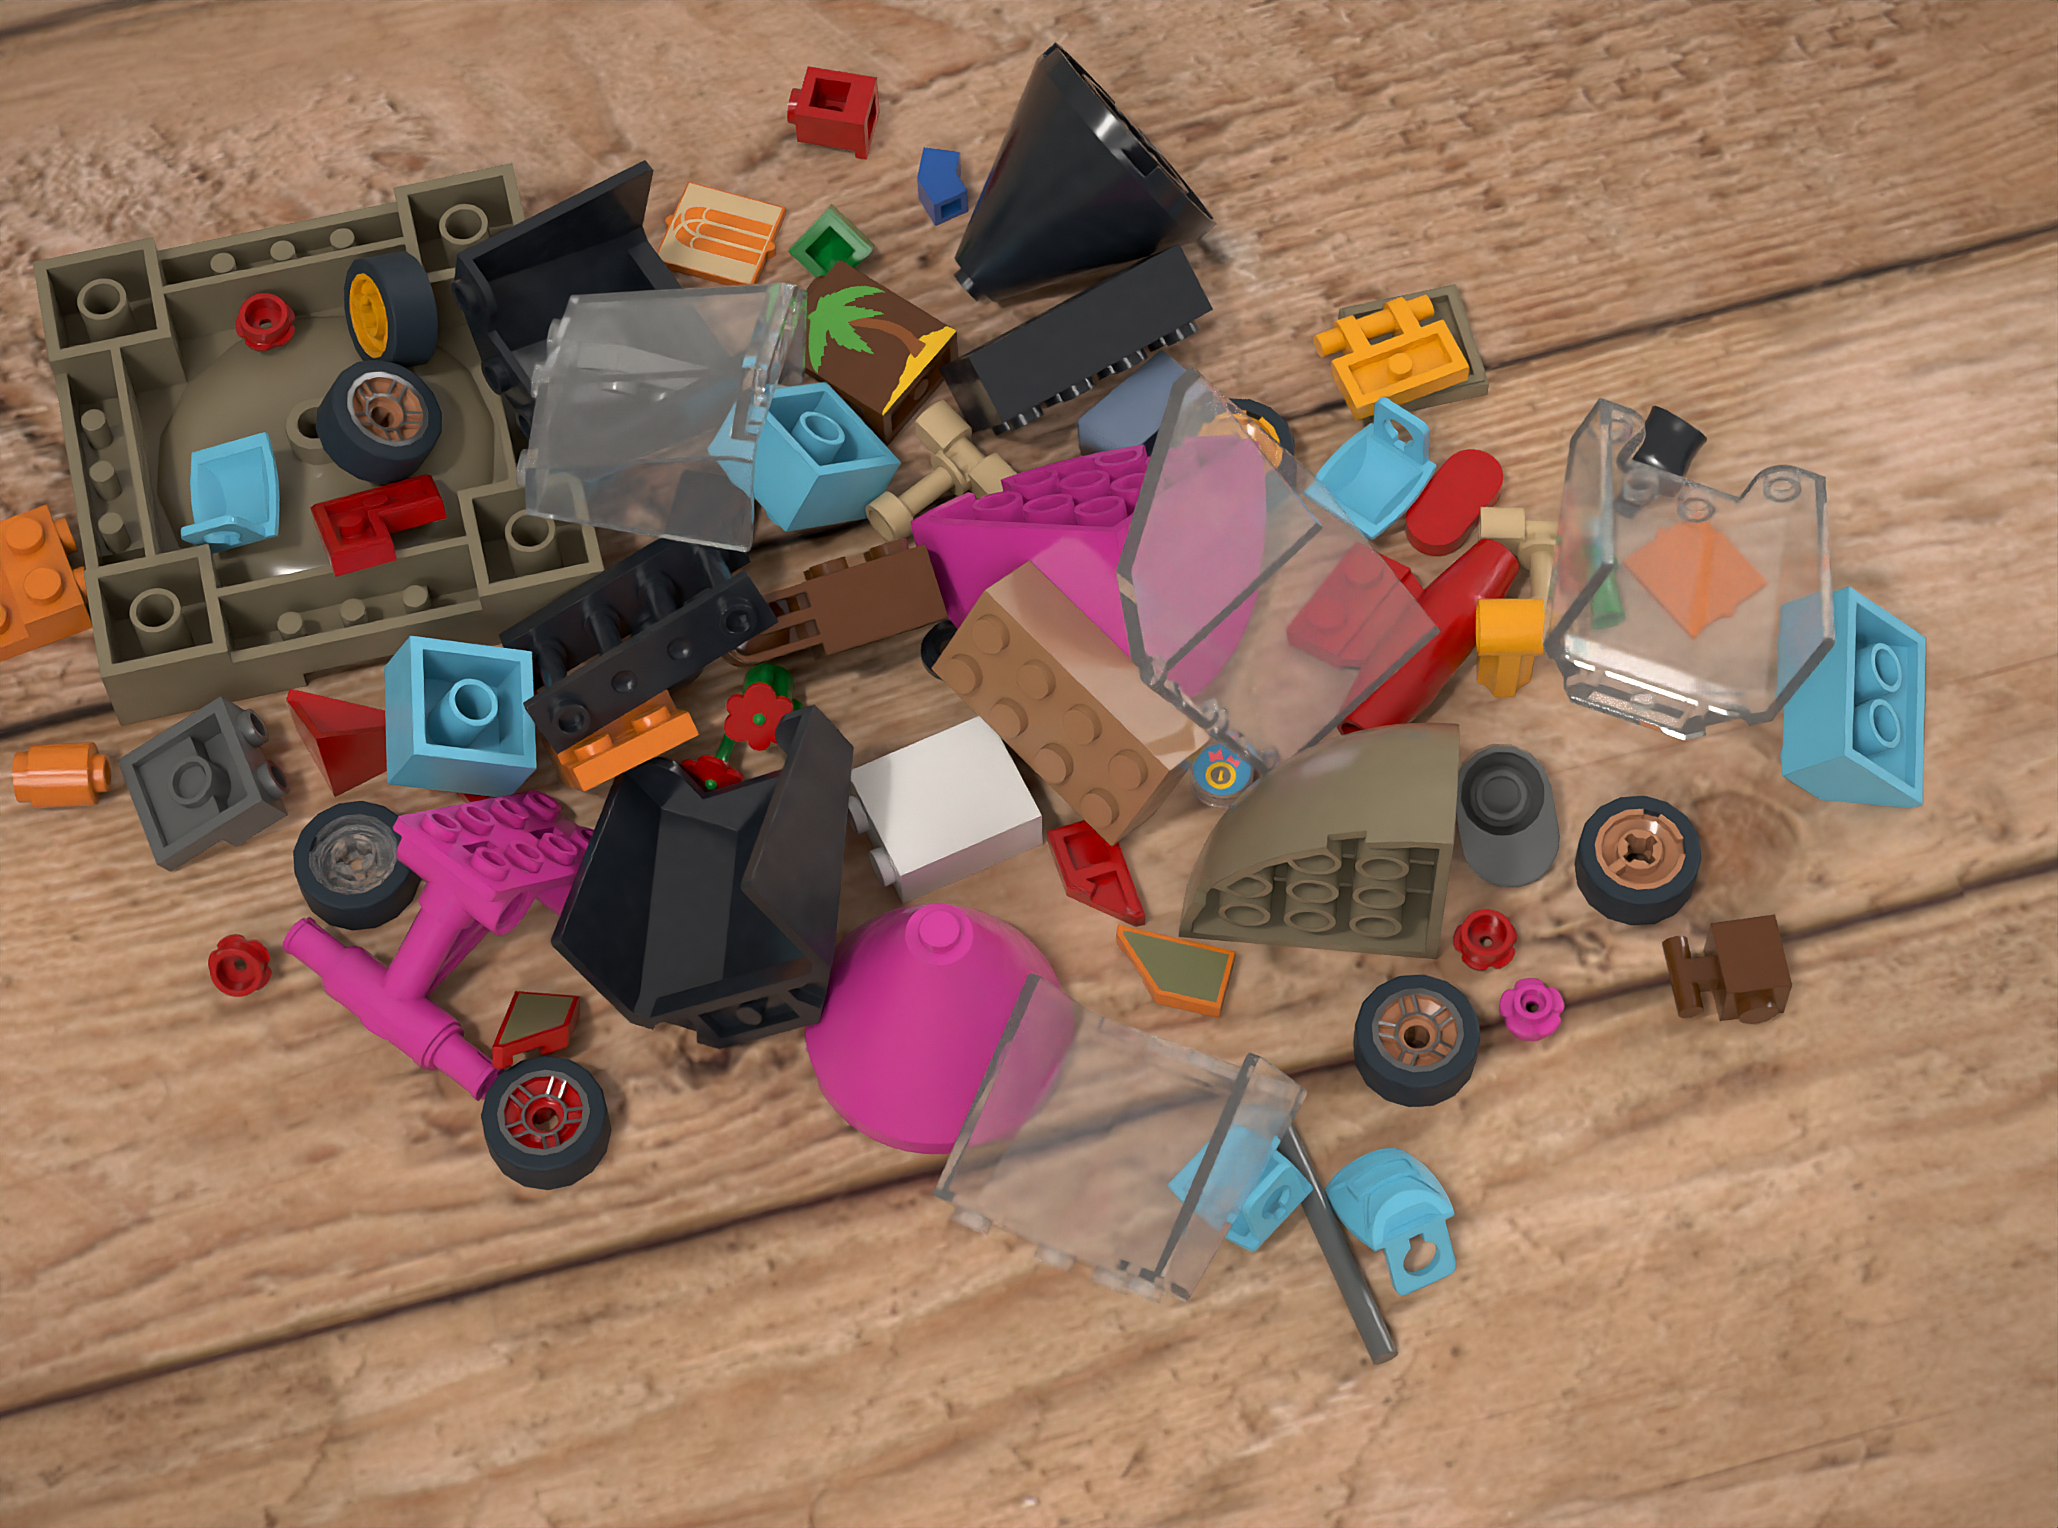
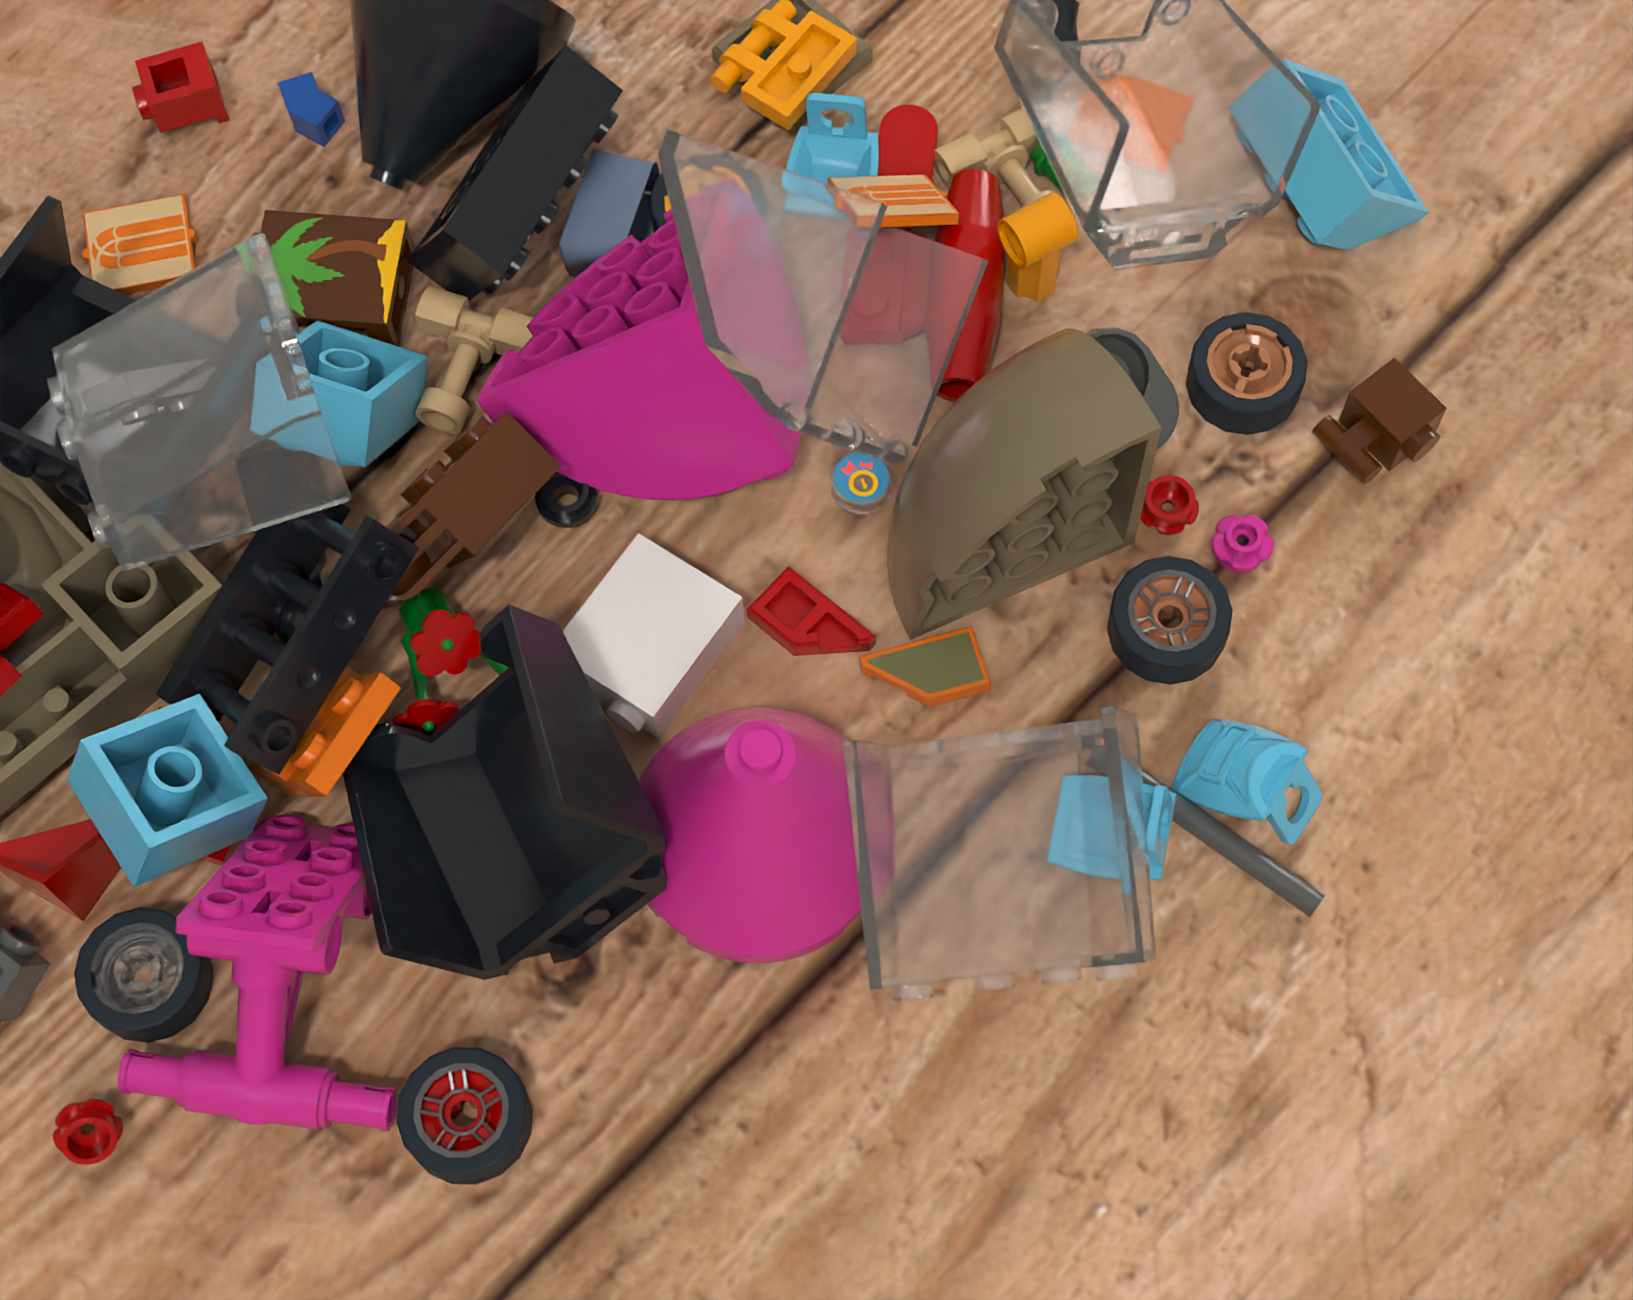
camera: 30 degrees left, 5 degrees up
(535, 1022) = (402, 1031): tile -> none
(828, 241) = (242, 204): green slope -> none
(1069, 702) = (712, 485): medium nougat brick -> none
(1400, 533) = (909, 198): none -> piece

